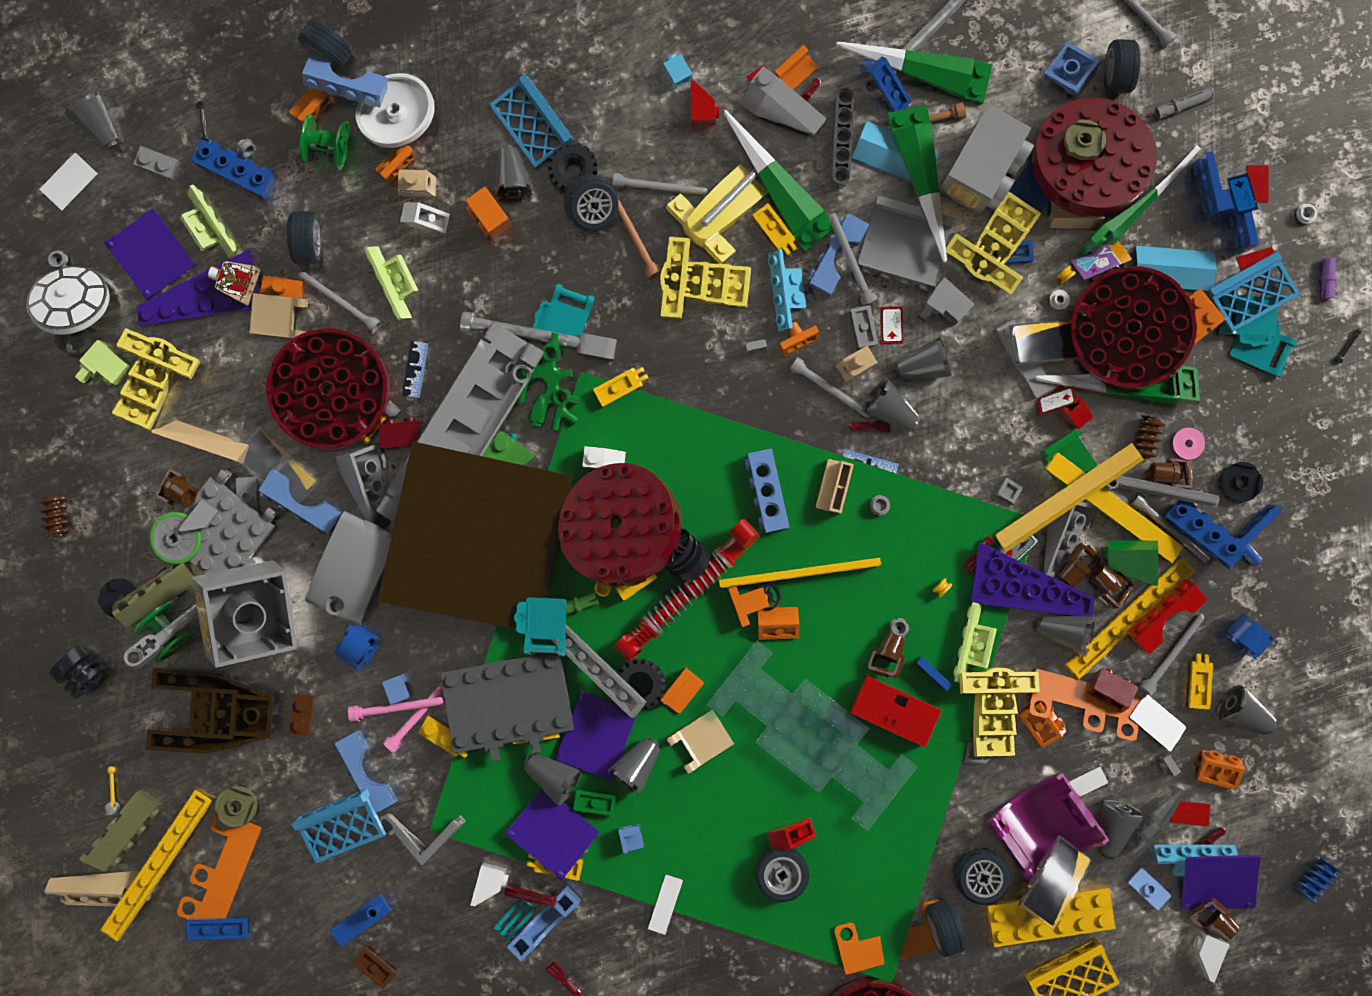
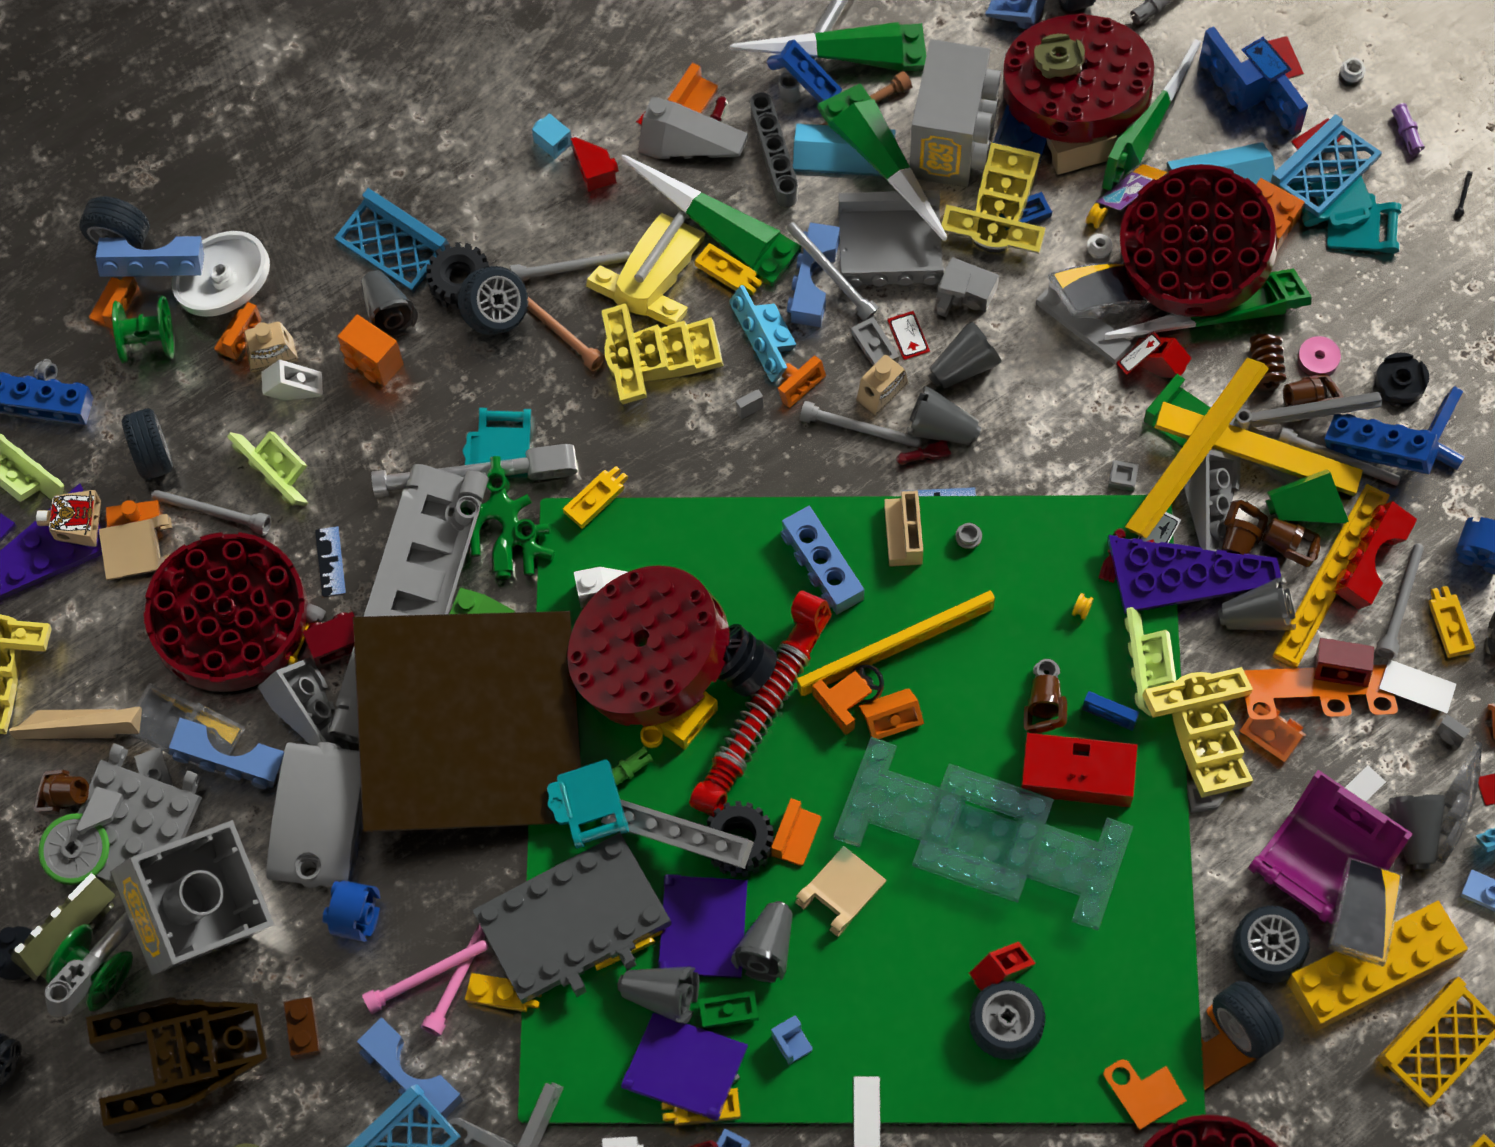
camera: 15 degrees left, 20 degrees down
(396, 689) = (418, 949): medium blue panel -> none

